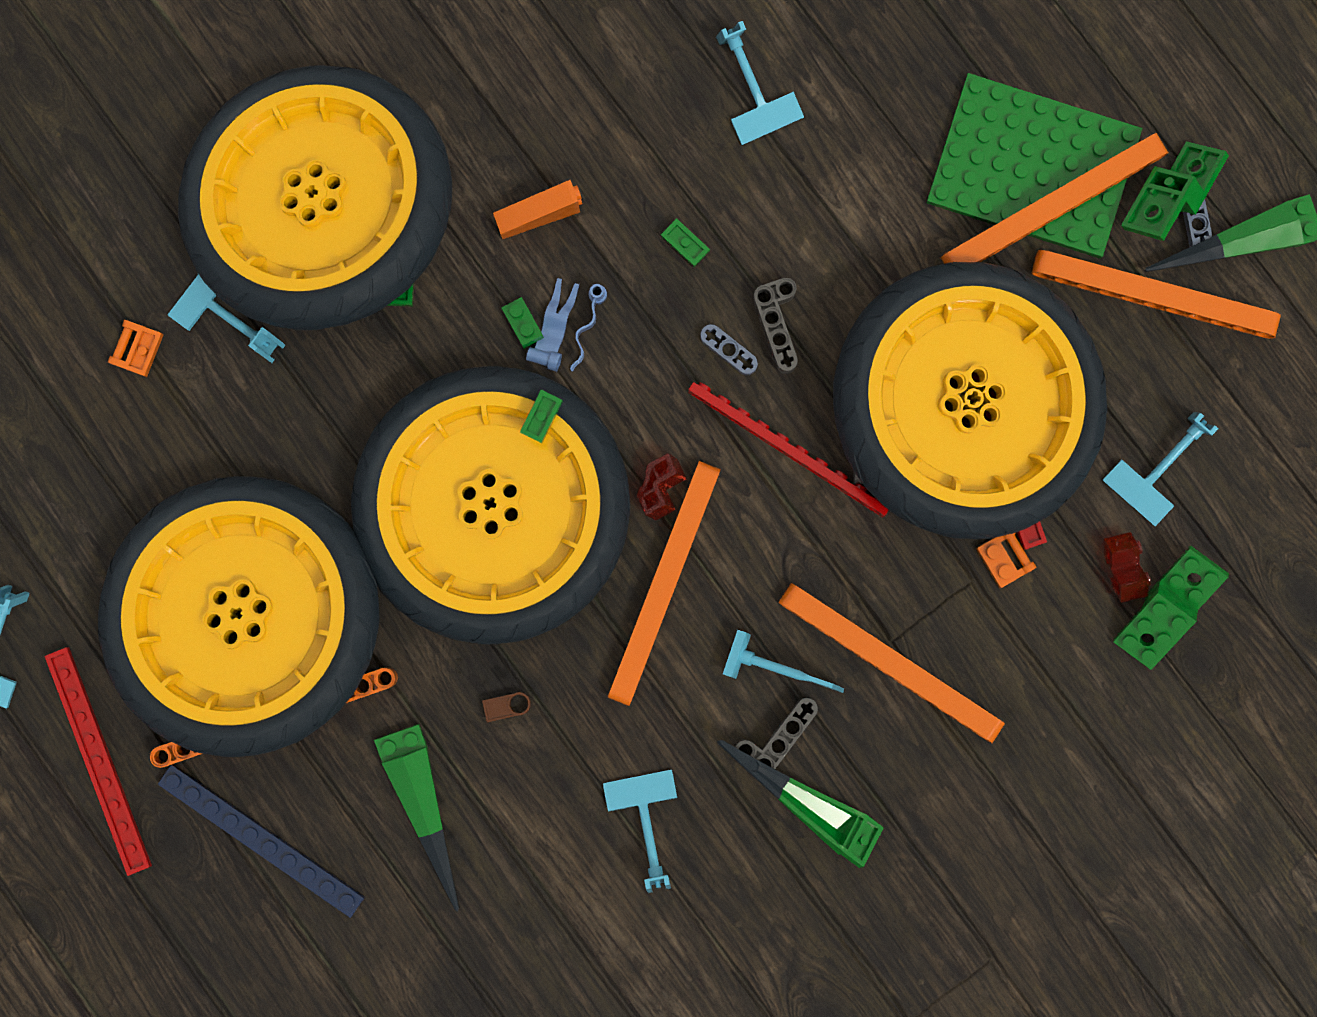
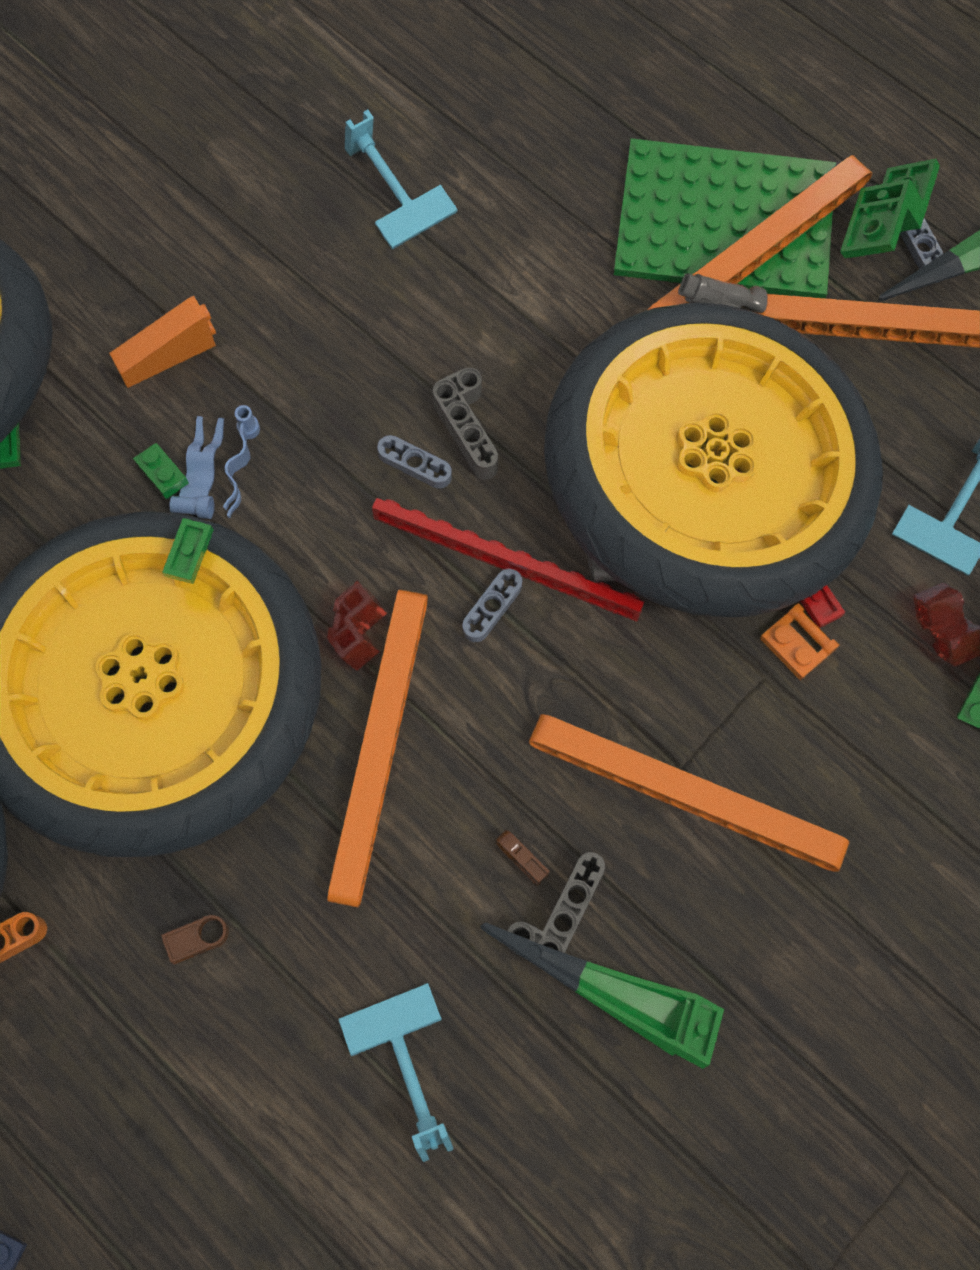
camera: 10 degrees left, 15 degrees down
(410, 772) = (73, 1051): green plate -> none
(685, 242) = (343, 354): green plate -> none
(740, 655) = (489, 814): medium azure piece -> none
(753, 492) = (498, 584): none -> sand blue beam
(757, 690) = (522, 857): none -> reddish brown piece
(1013, 255) = (709, 290): none -> dark grey piece

